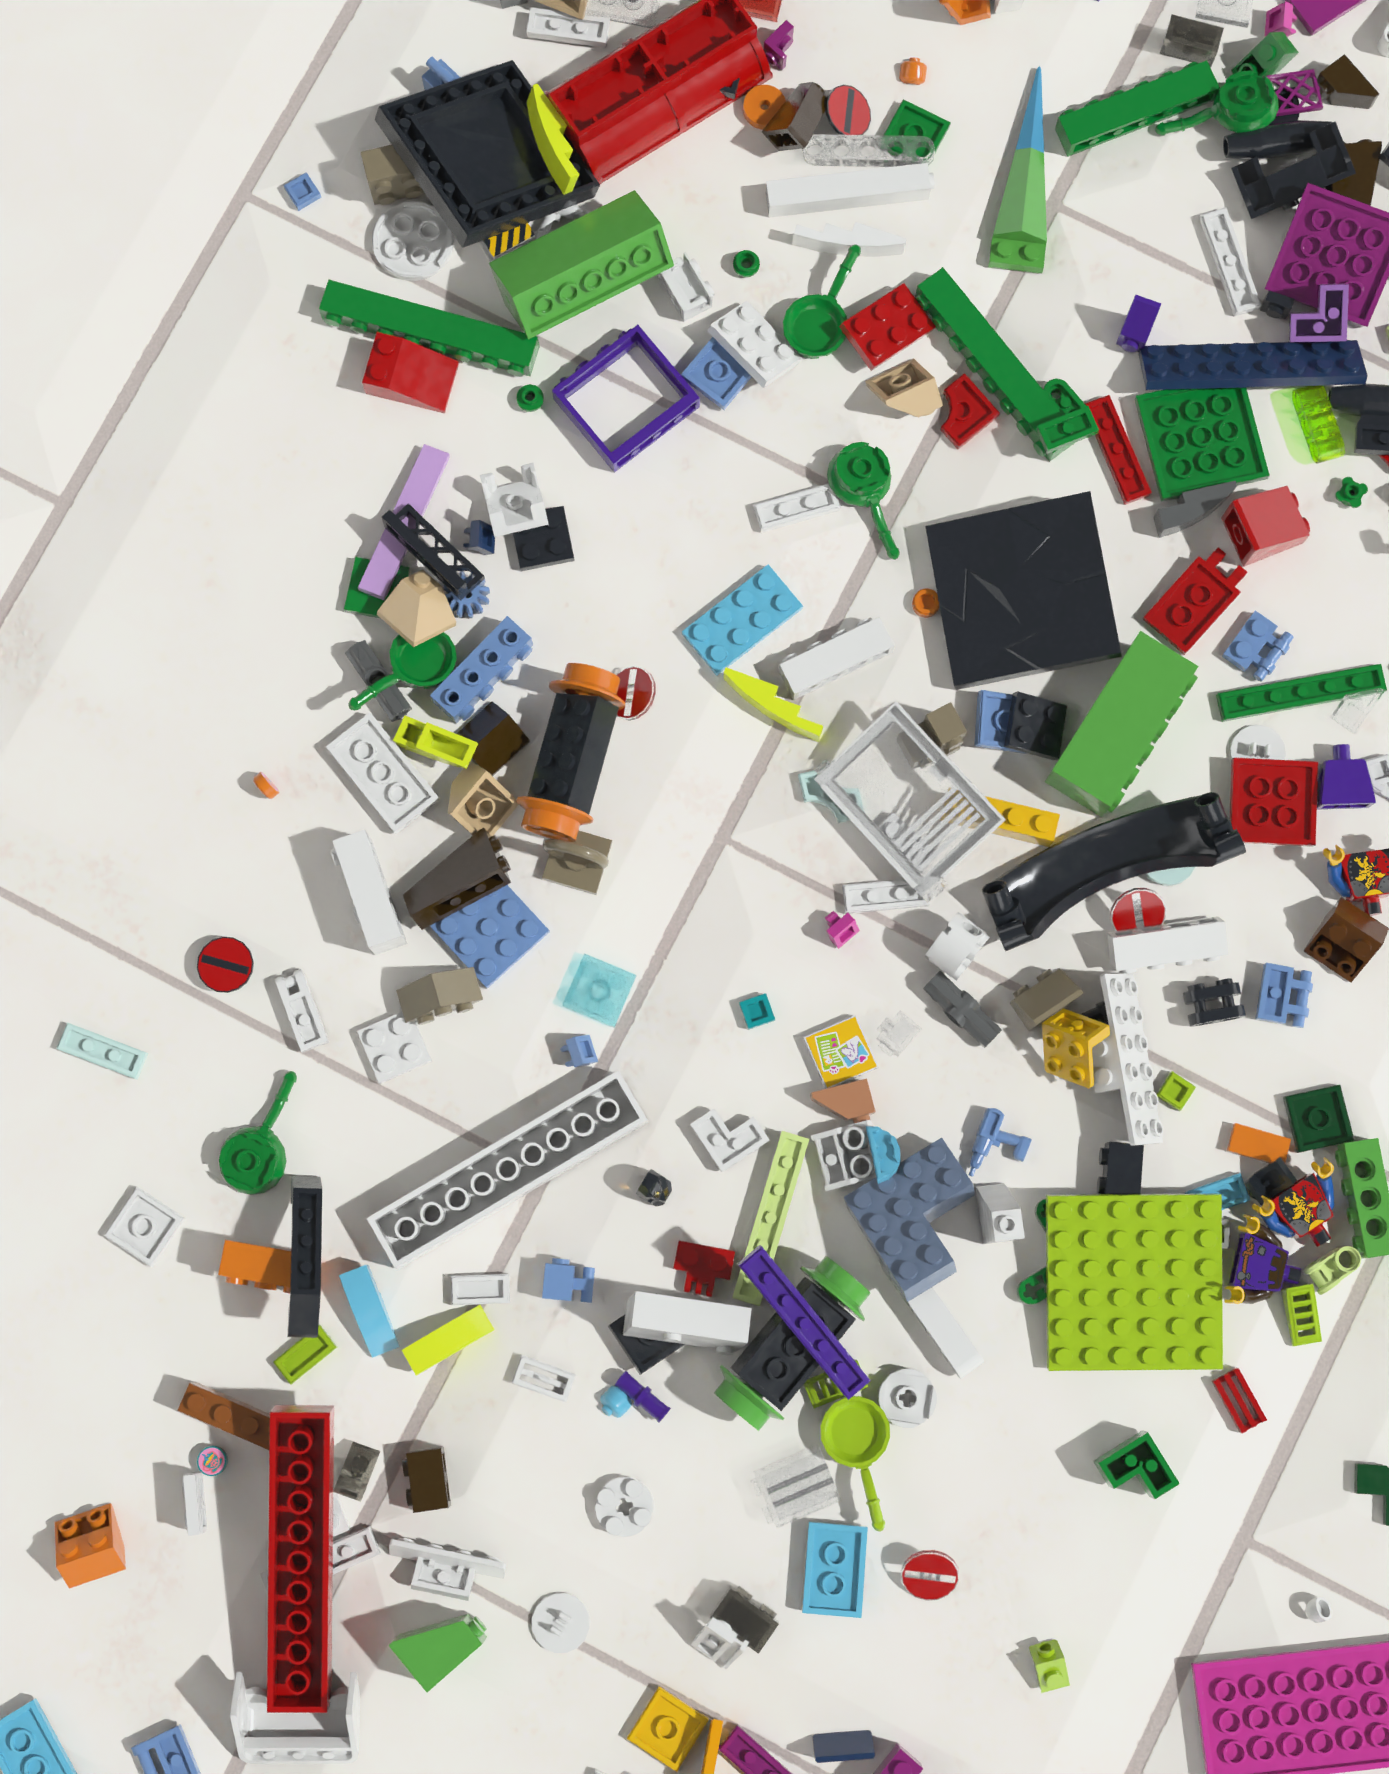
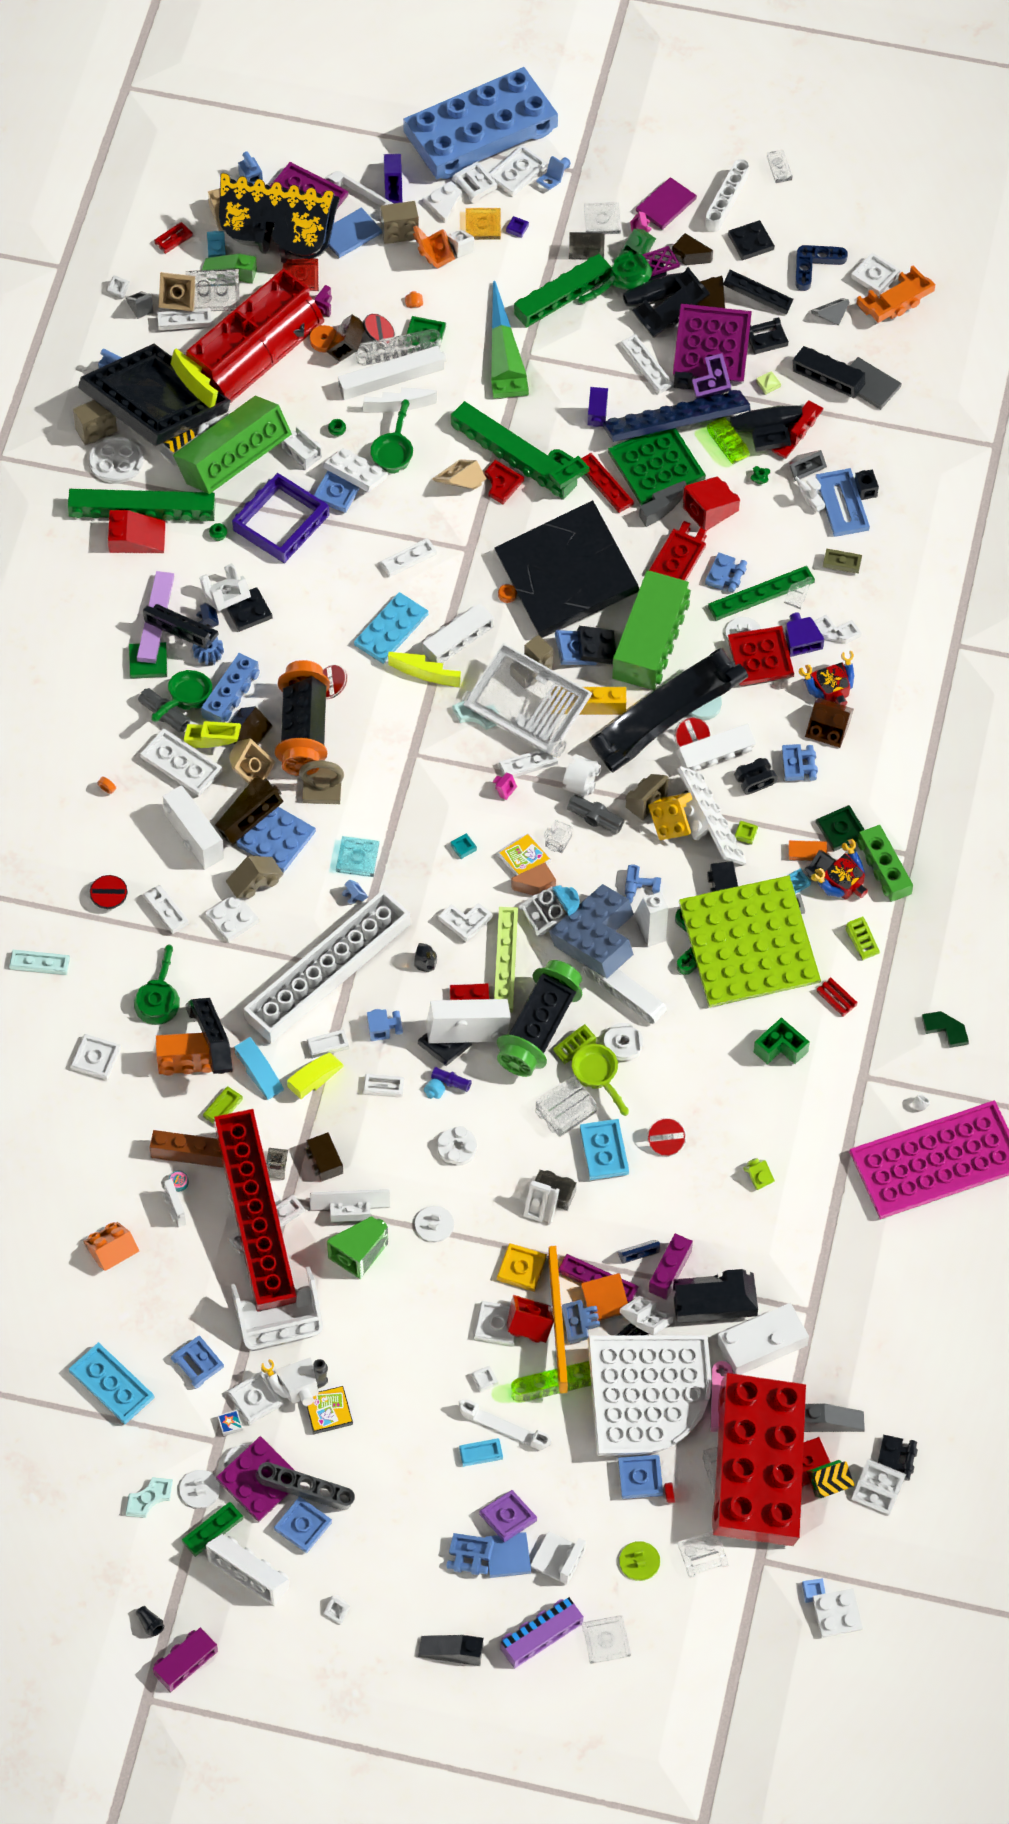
camera: 15 degrees left, 20 degrees down
(302, 191) = (36, 446): medium blue tile -> none
(417, 609) = (179, 659): tan slope -> none
(803, 1322) = (543, 996): dark purple tile -> none
(863, 478) = (447, 530): green piece -> none
(887, 326) = (438, 442): red plate -> none
(1259, 1265) = (826, 913): torso -> none
(1328, 1271) = (873, 909): yellowish green piece -> none

